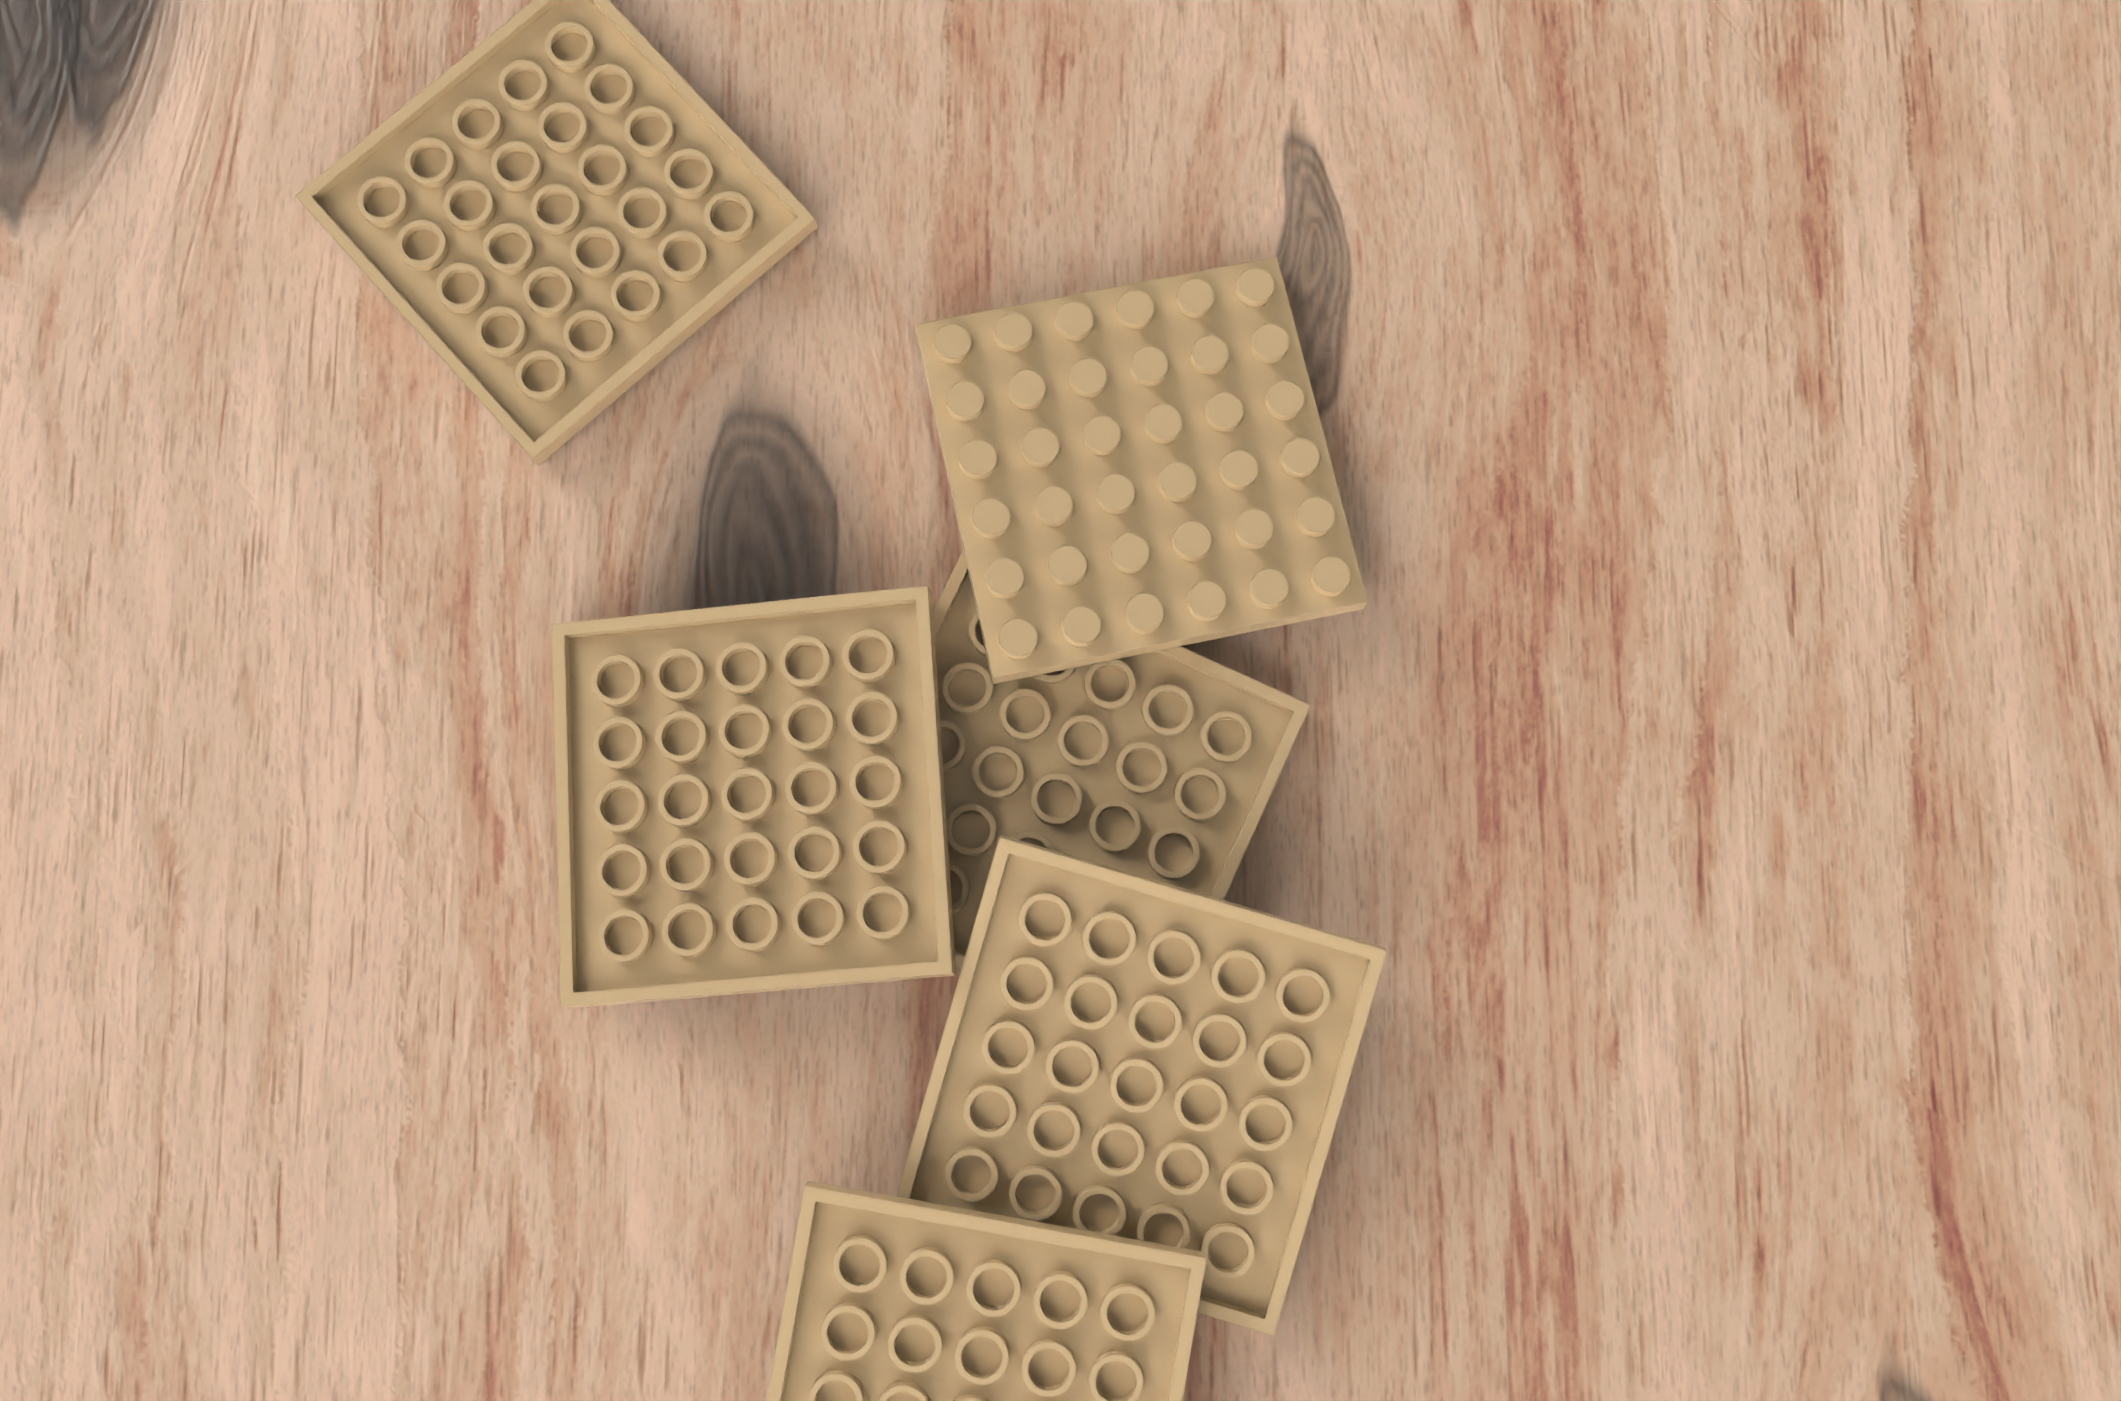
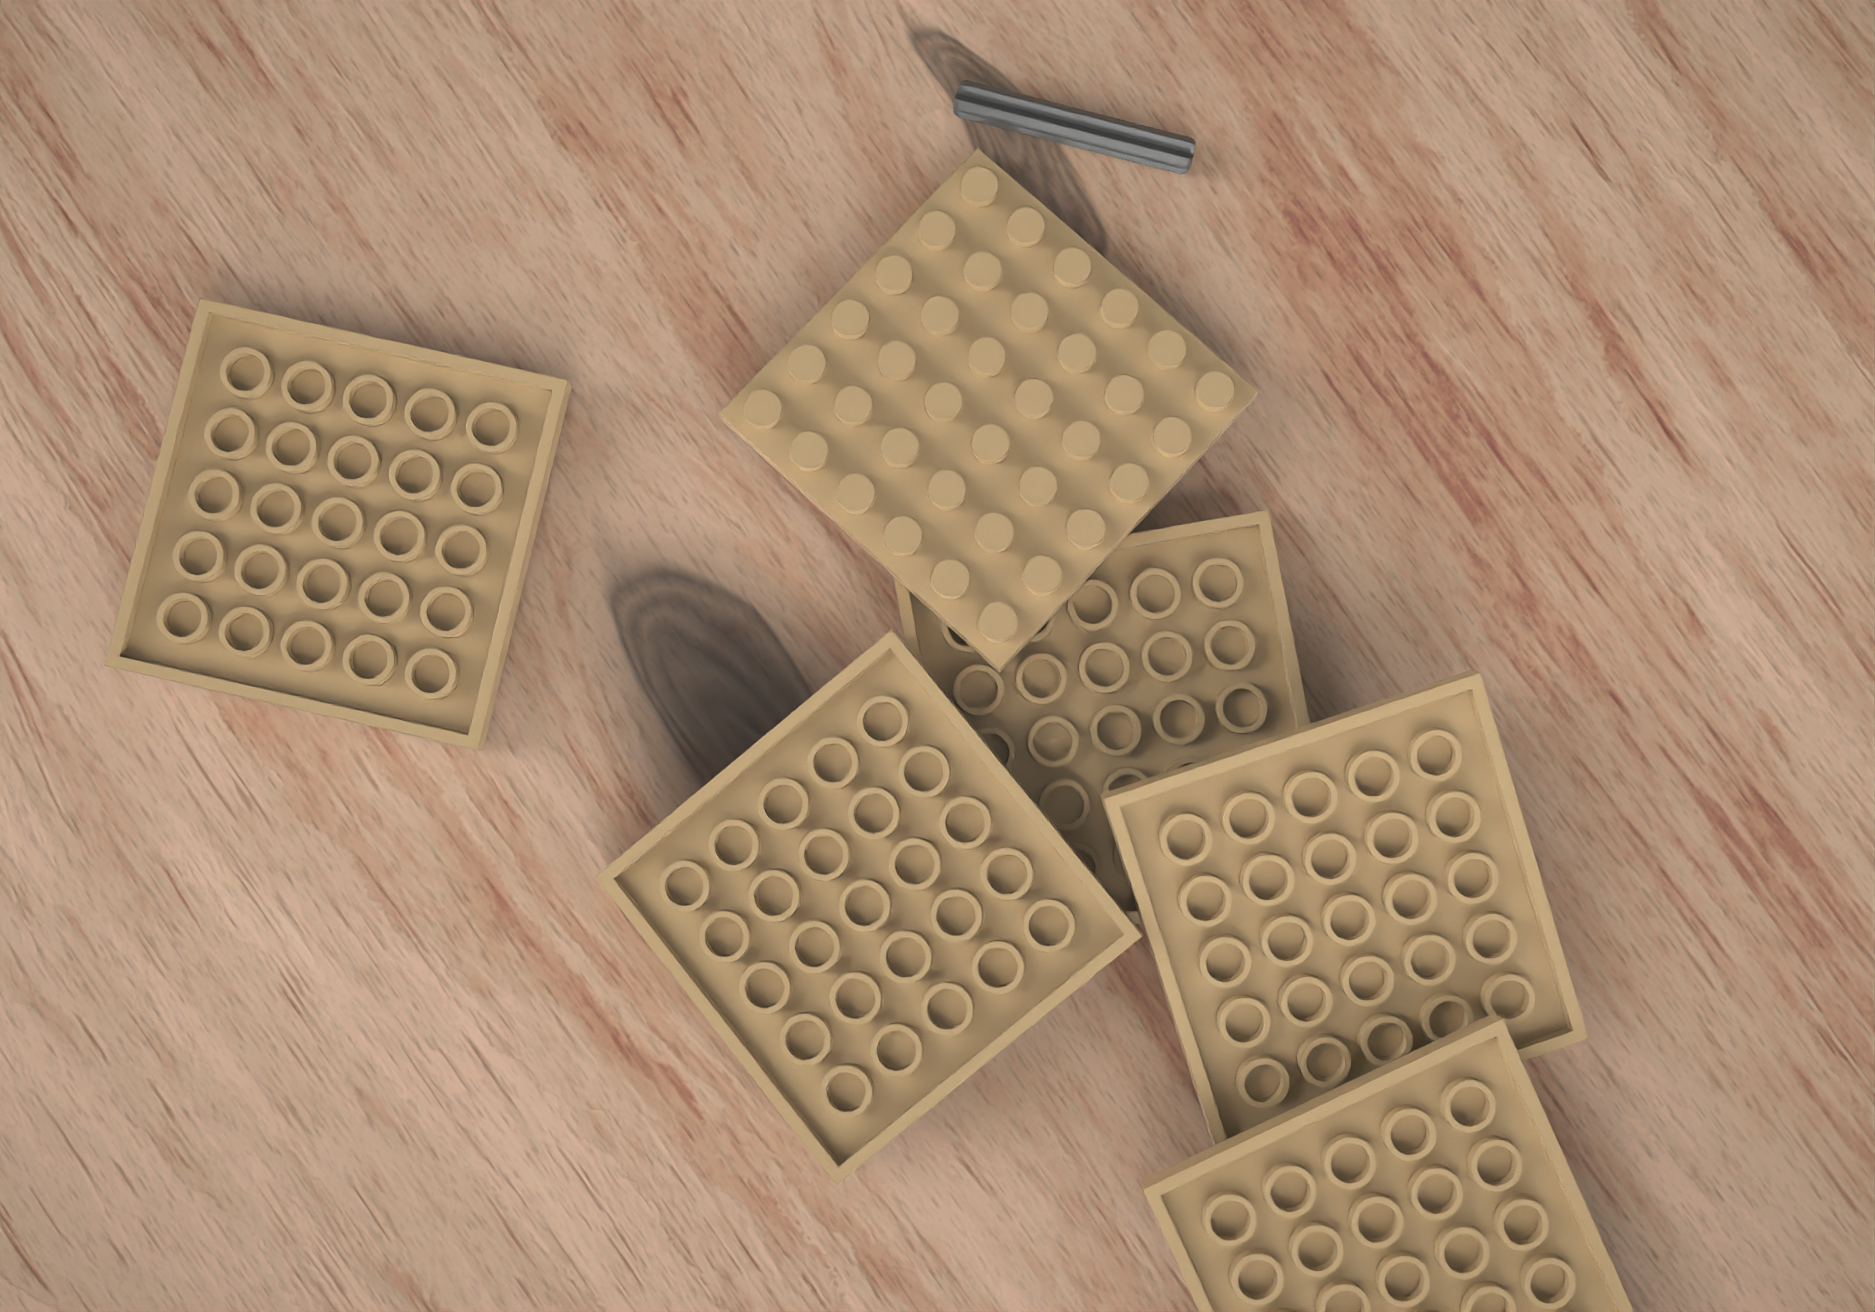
camera: 35 degrees left, 5 degrees up
(1369, 293) = (1074, 127): none -> dark grey axle

